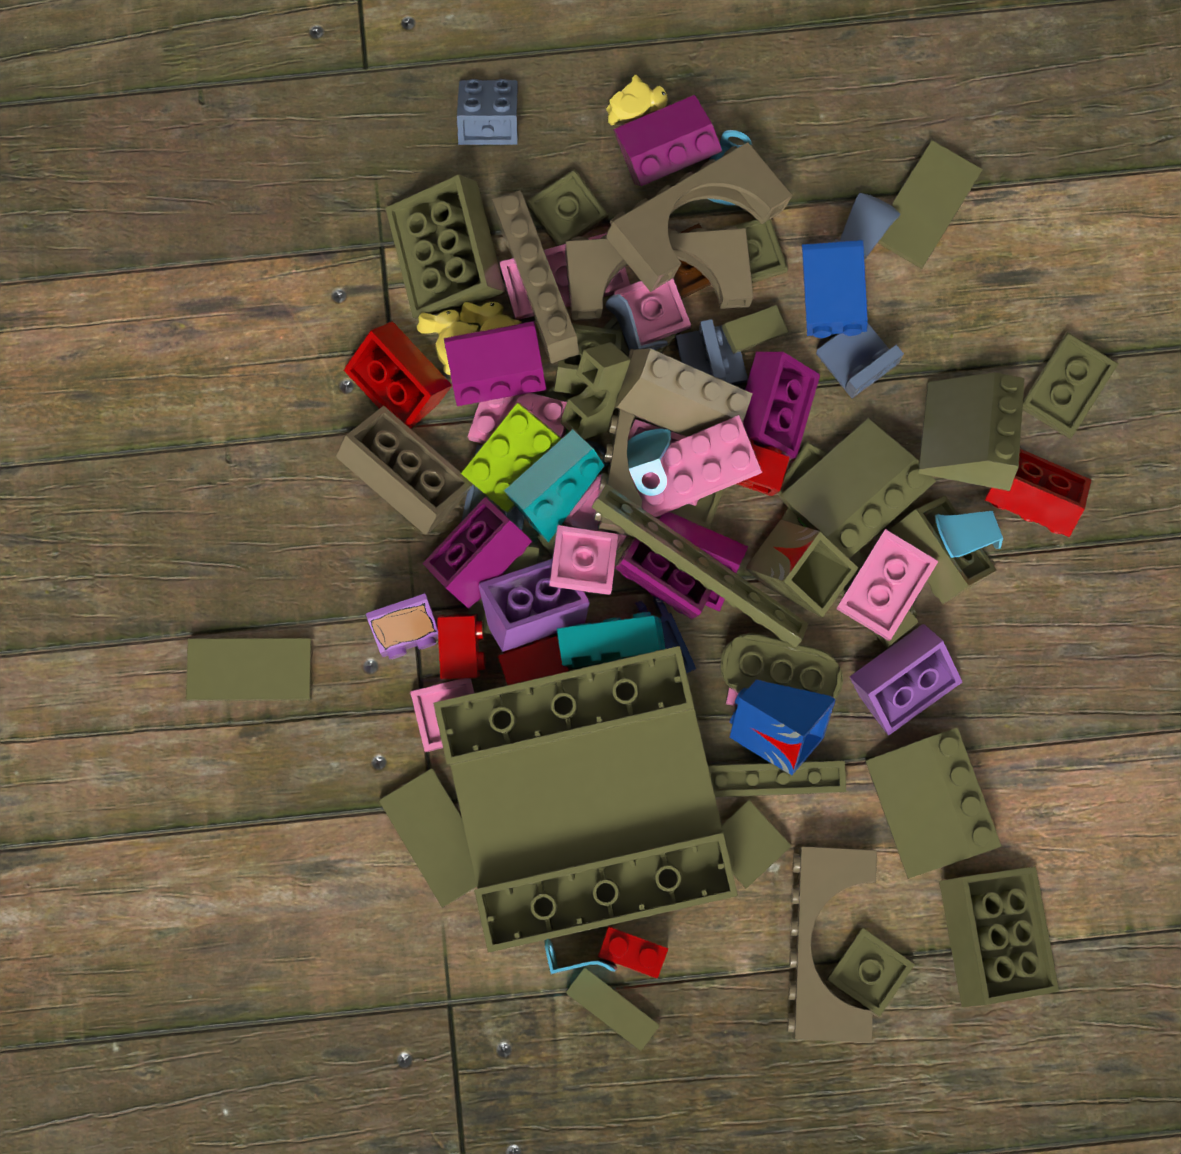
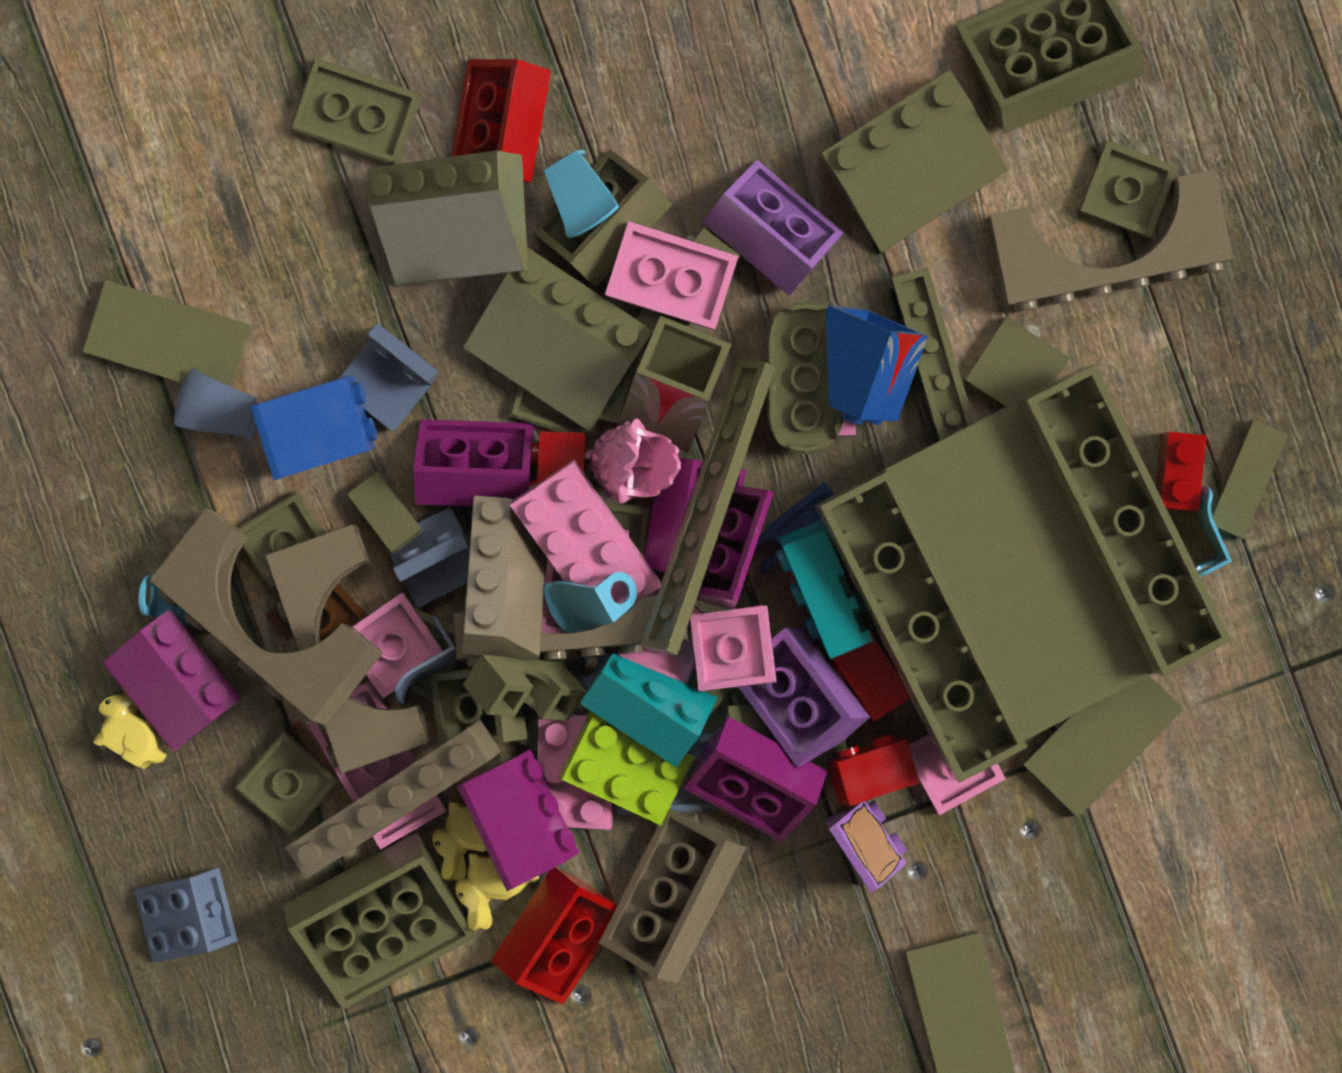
camera: 105 degrees left, 10 degrees up
(749, 519) = (633, 462): none -> bright pink head

